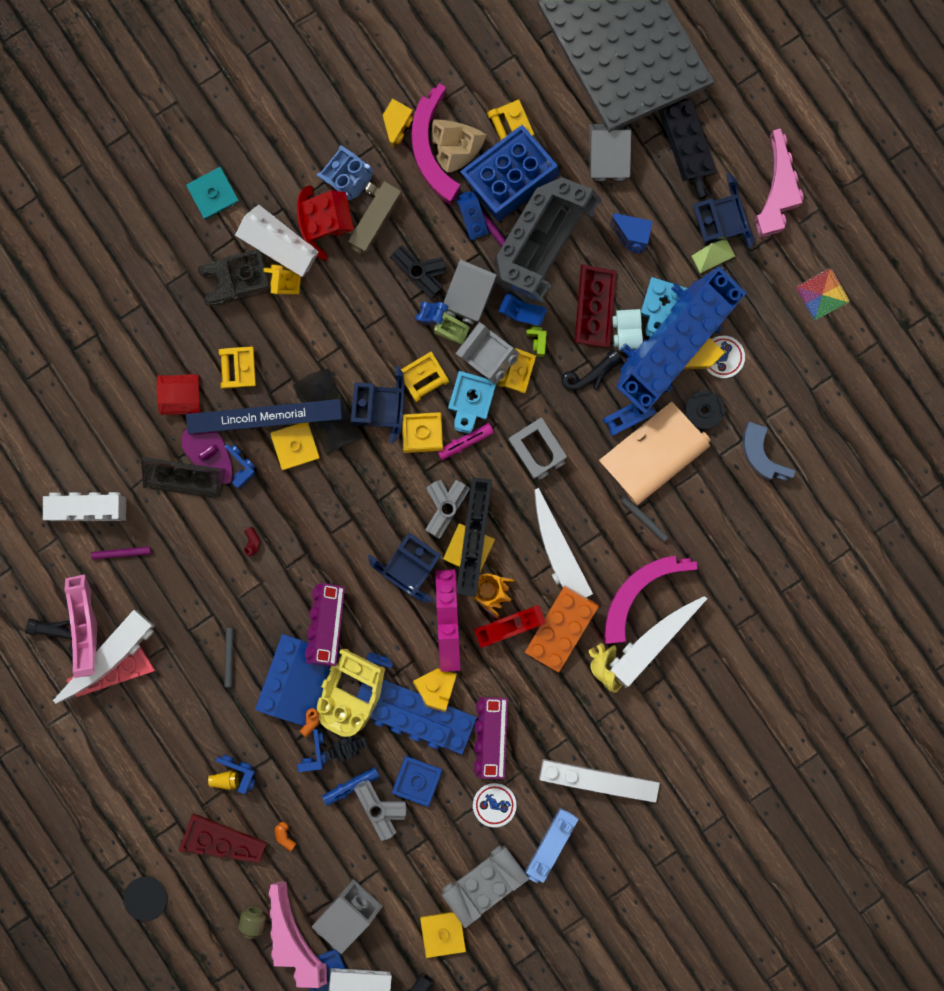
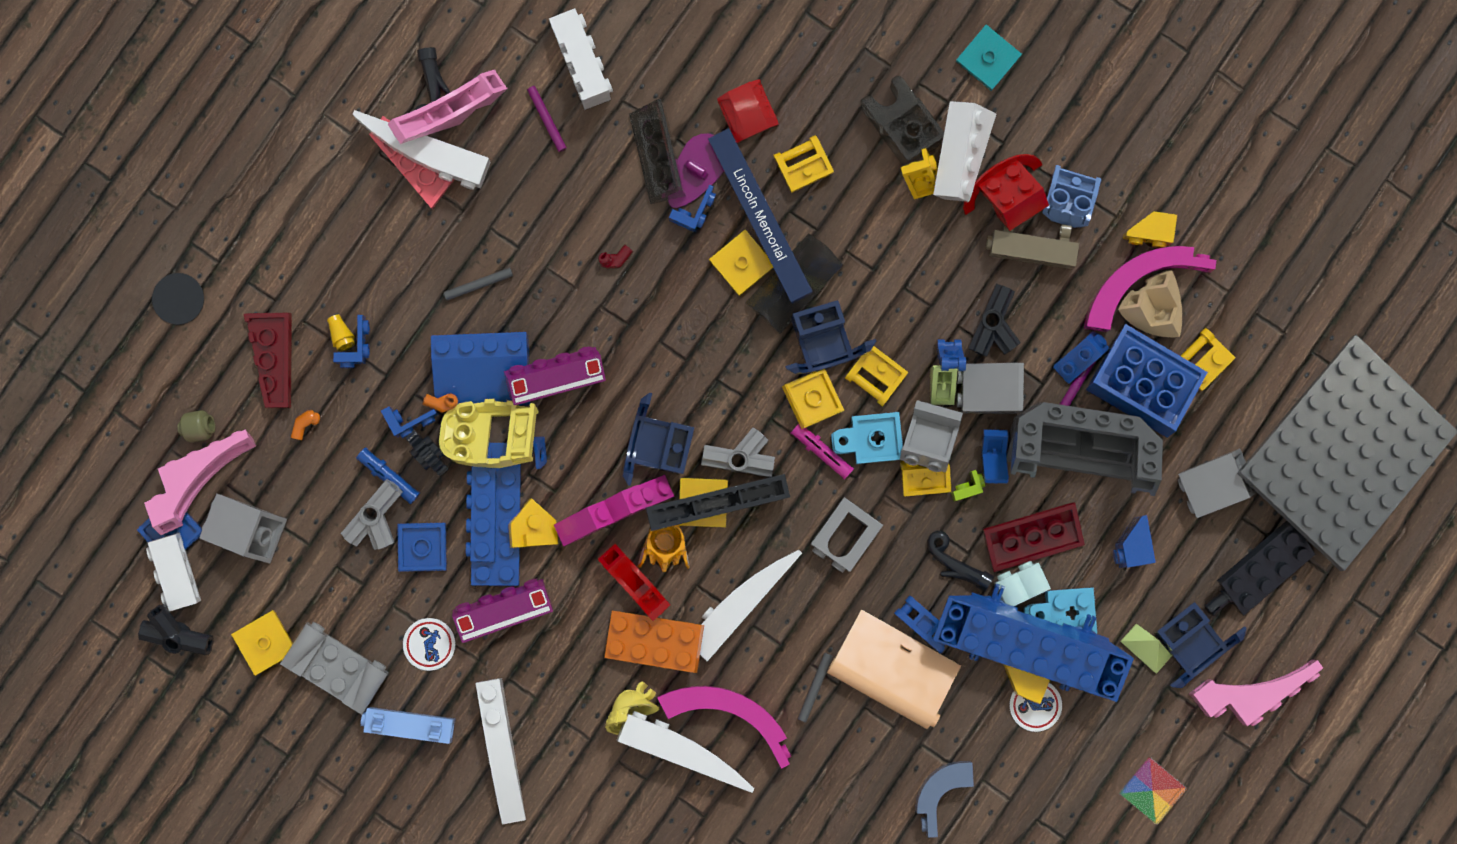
camera: 65 degrees right, 0 degrees up
(714, 405) = (978, 711): black plate -> none

